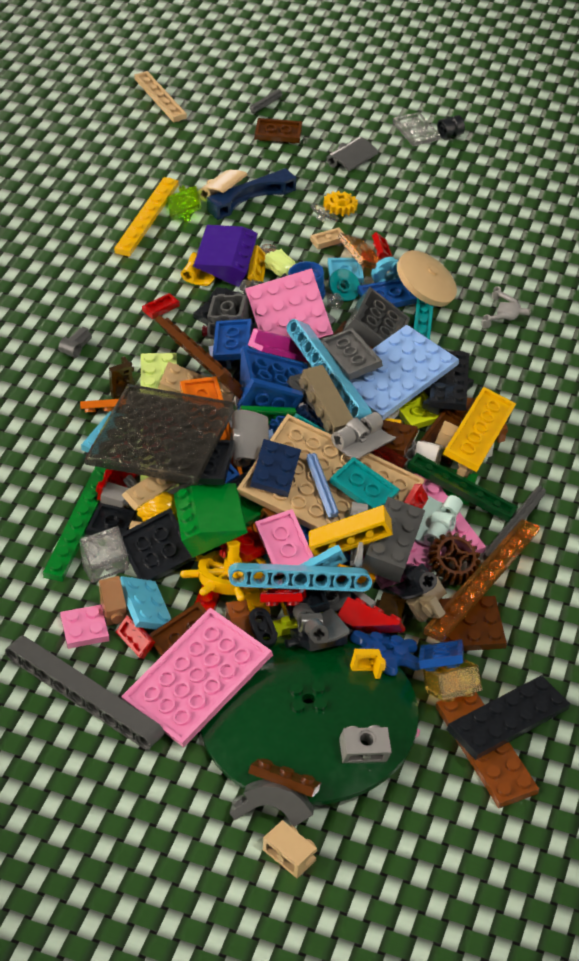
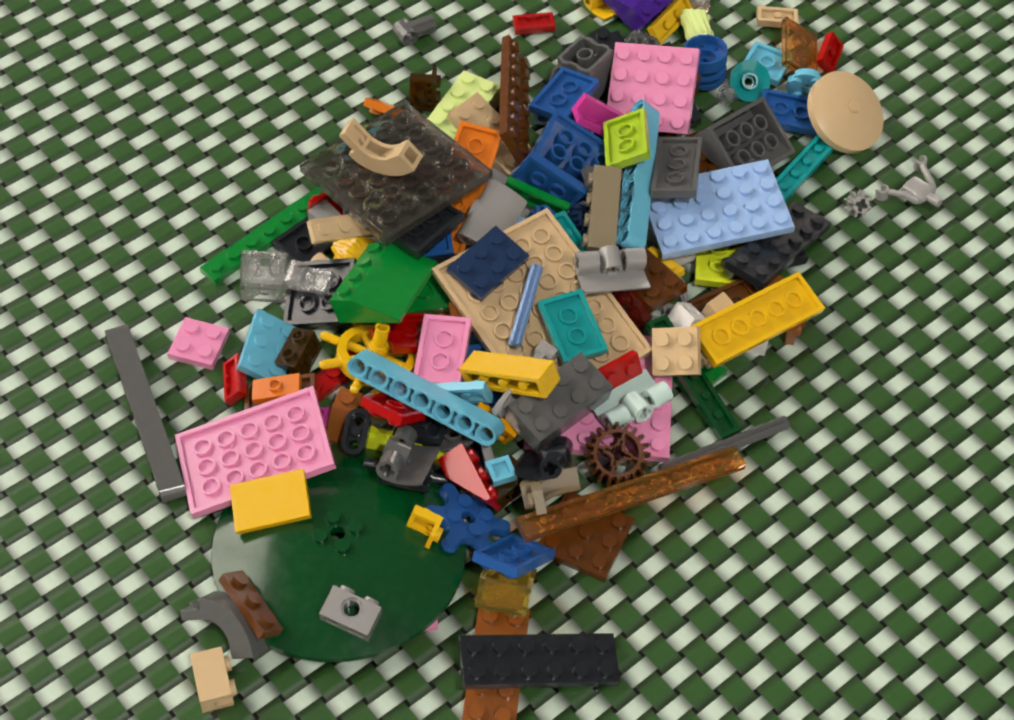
camera: 30 degrees right, 10 degrees up
(112, 600) = (234, 328): medium nougat slope -> none
(143, 539) = (307, 279): none -> clear plate
(150, 425) = (378, 156): none -> tan arch
(170, 594) = (299, 351): none -> dark brown bracket
(177, 625) = (275, 387): none -> orange plate
(242, 701) = (270, 501): none -> yellow tile
(306, 347) = (627, 139): none -> lime plate
(388, 602) = (500, 470): none -> medium azure plate
(444, 471) = (676, 351): none -> tan plate
(477, 333) = (859, 197): none -> light grey gear

